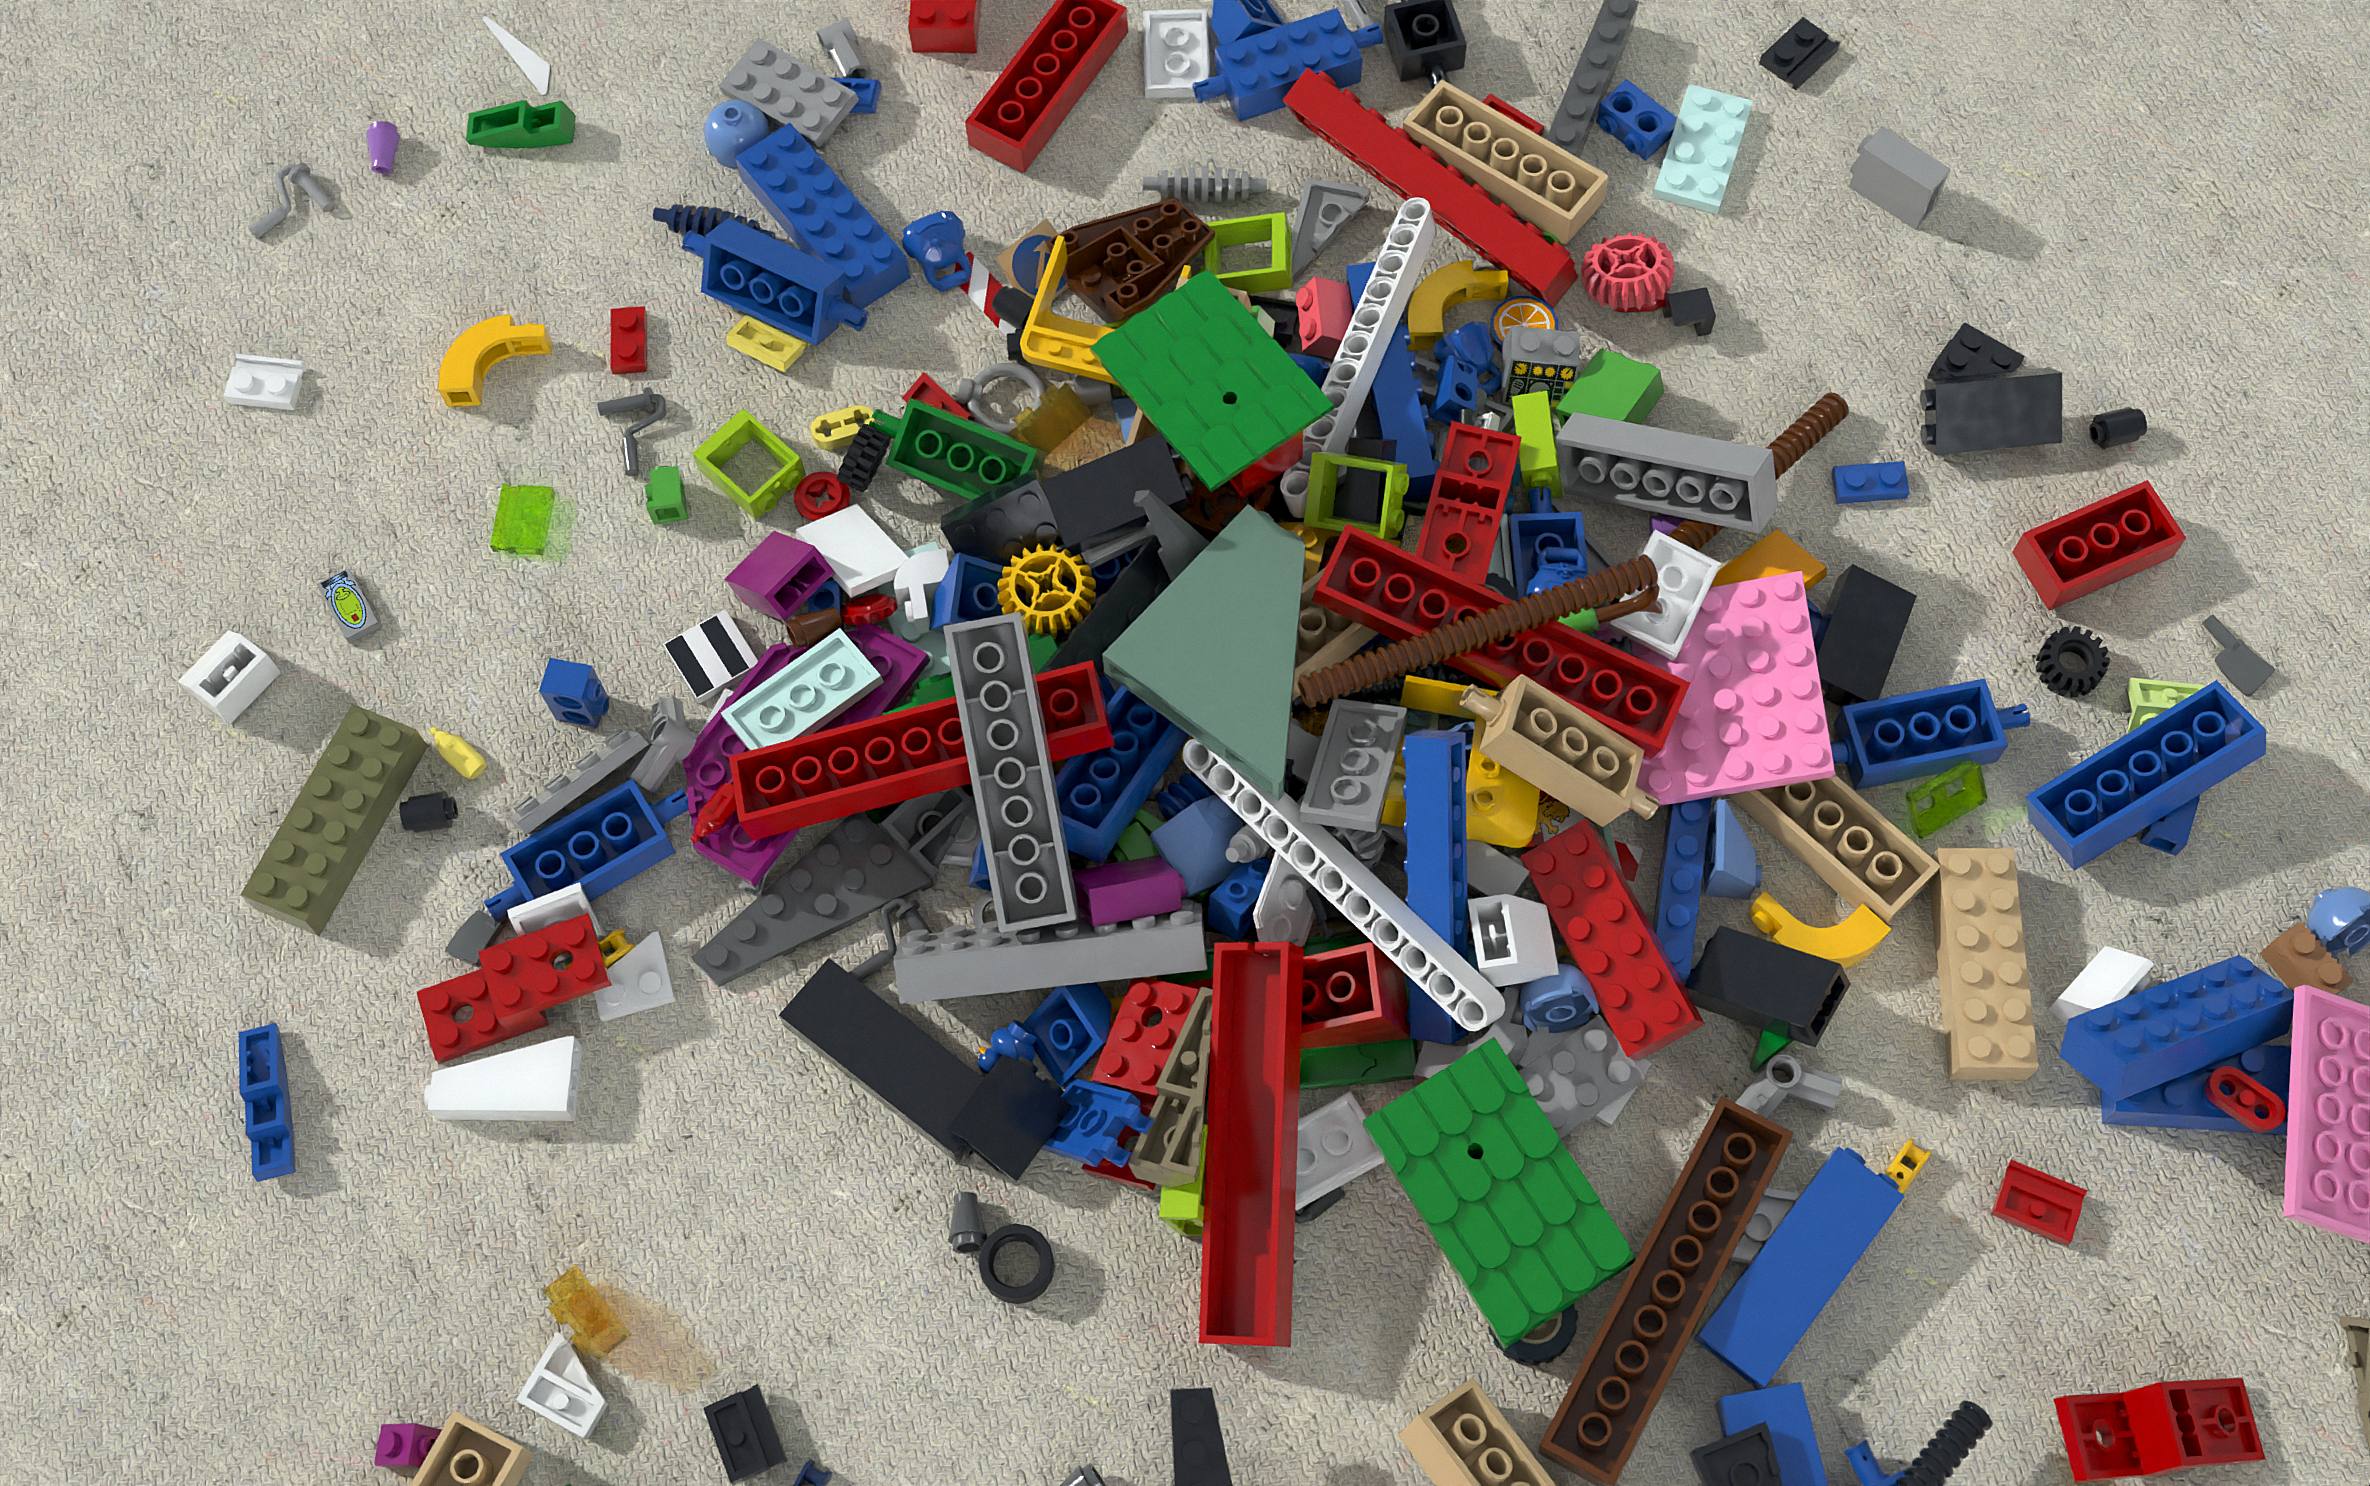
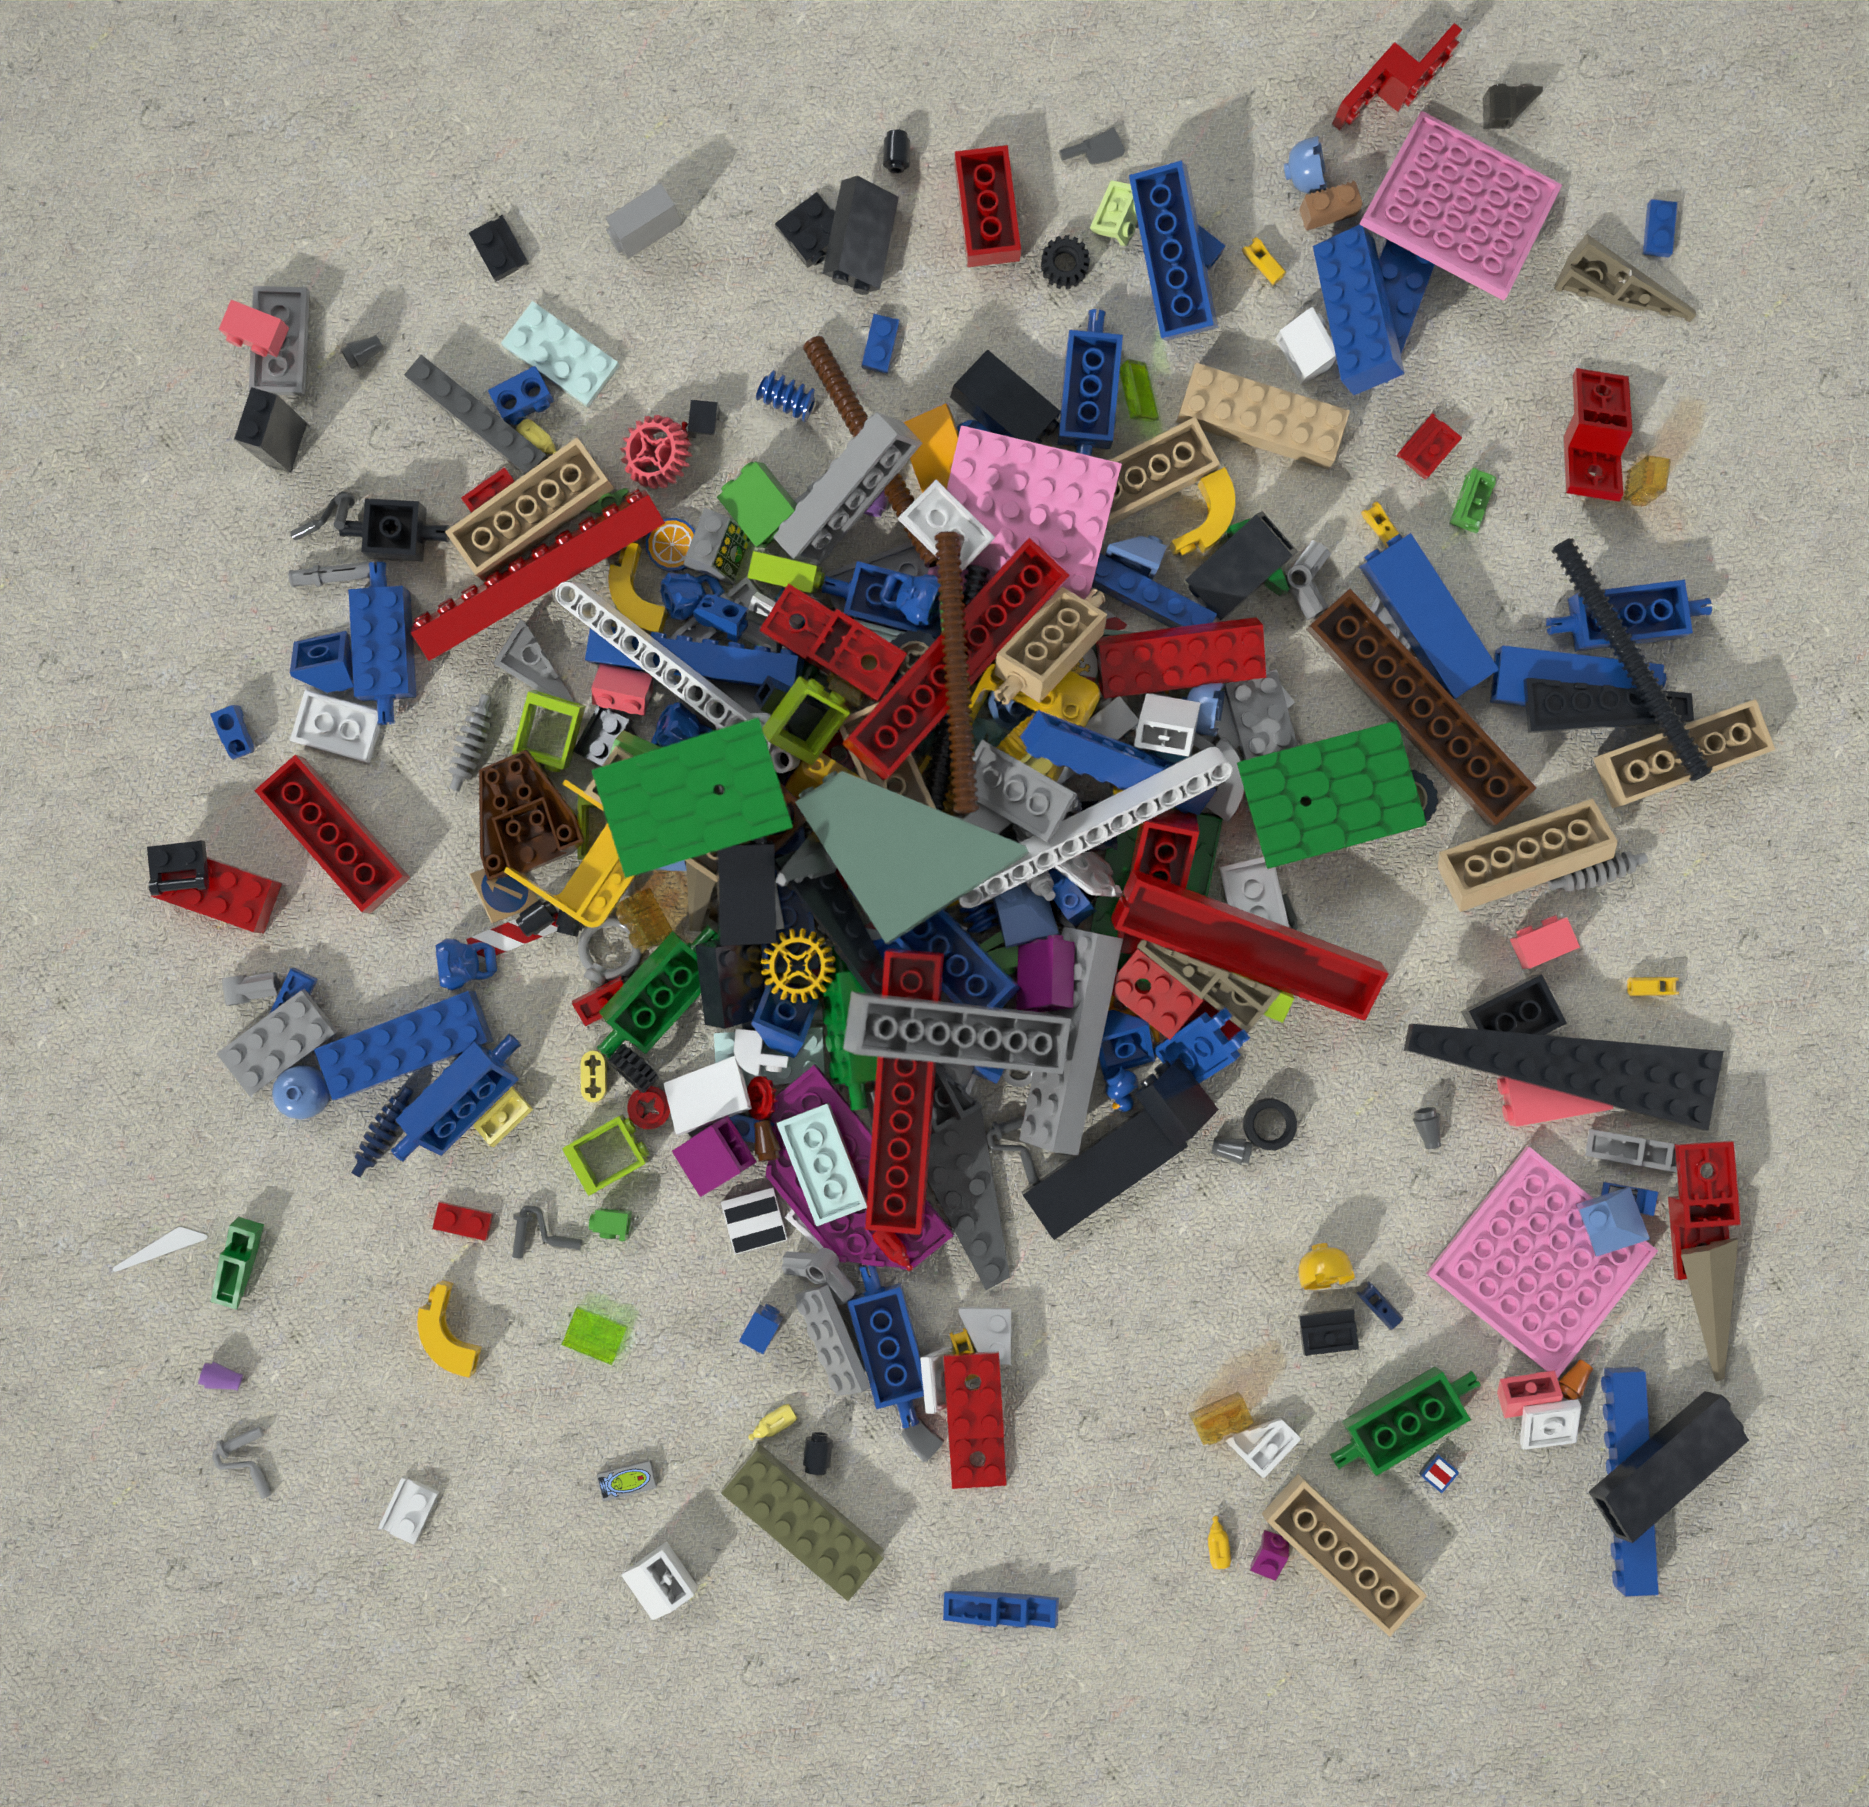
camera: 75 degrees left, 20 degrees up
(408, 1371) = (1218, 1546): none -> yellow piece
(511, 1086) = (1045, 1429): white slope -> none
(833, 1396) = (1324, 1267): none -> yellow cylinder
(1596, 147) = (536, 436): none -> light yellow piece
(1758, 392) = (786, 396): none -> blue piece
(1990, 1287) = (1473, 500): none -> bright green hinge
(2189, 911) = (1267, 264): none -> yellow bar
(2244, 1097) = (1416, 290): red plate -> none

